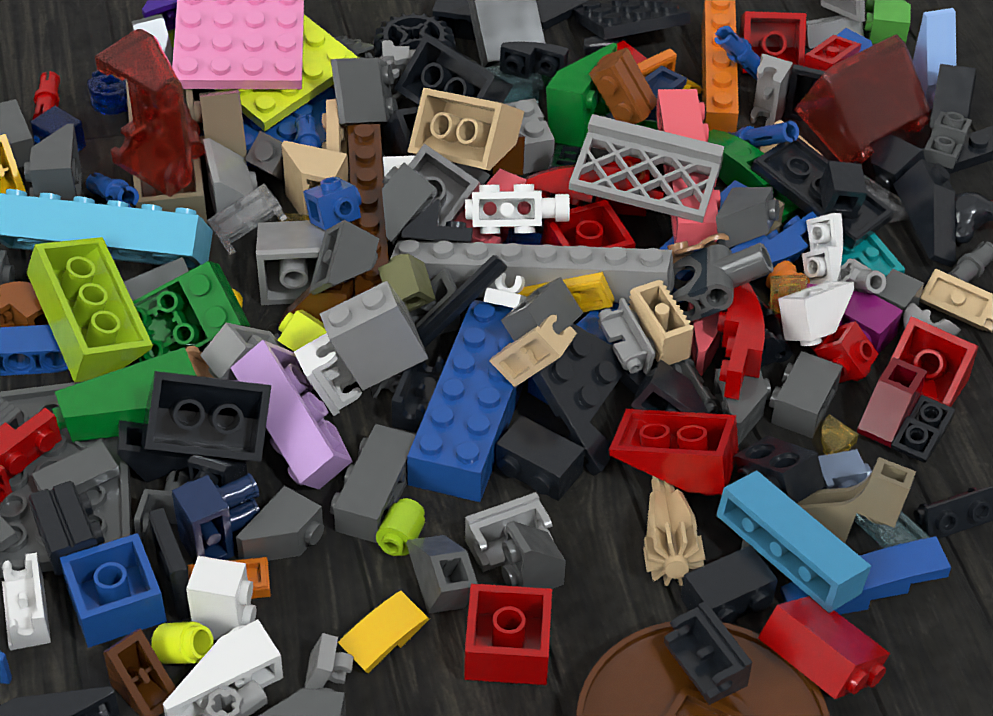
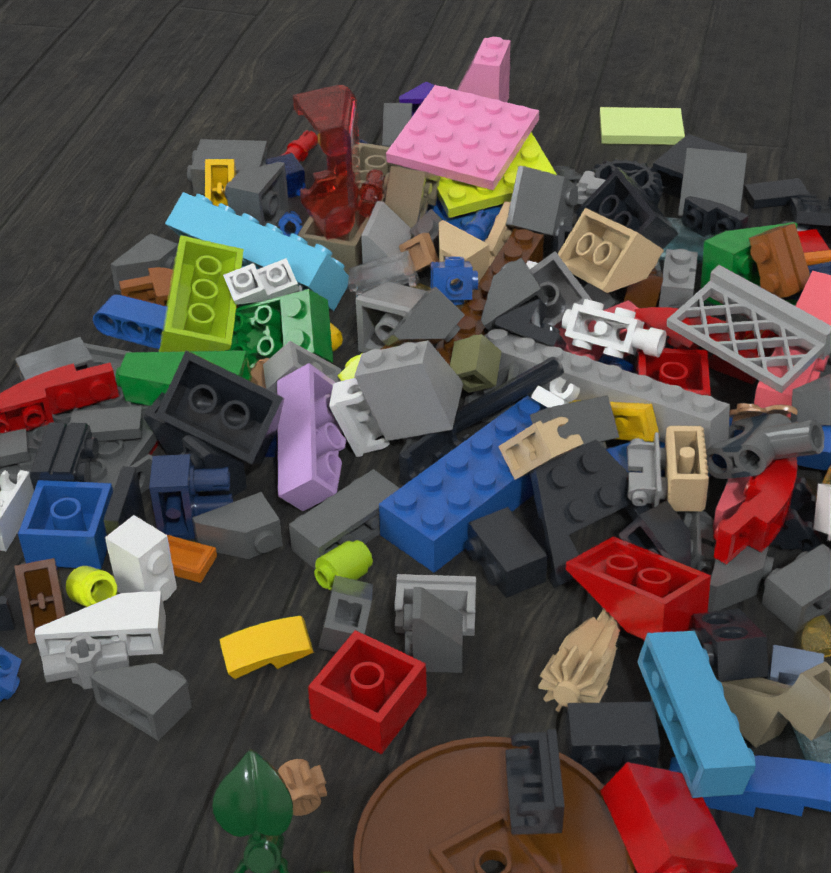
camera: 30 degrees right, 5 degrees down
(145, 268) = (261, 284): none -> white slope
(273, 177) = (421, 251): none -> medium nougat plate
(327, 663) = (198, 653): light grey tile -> none

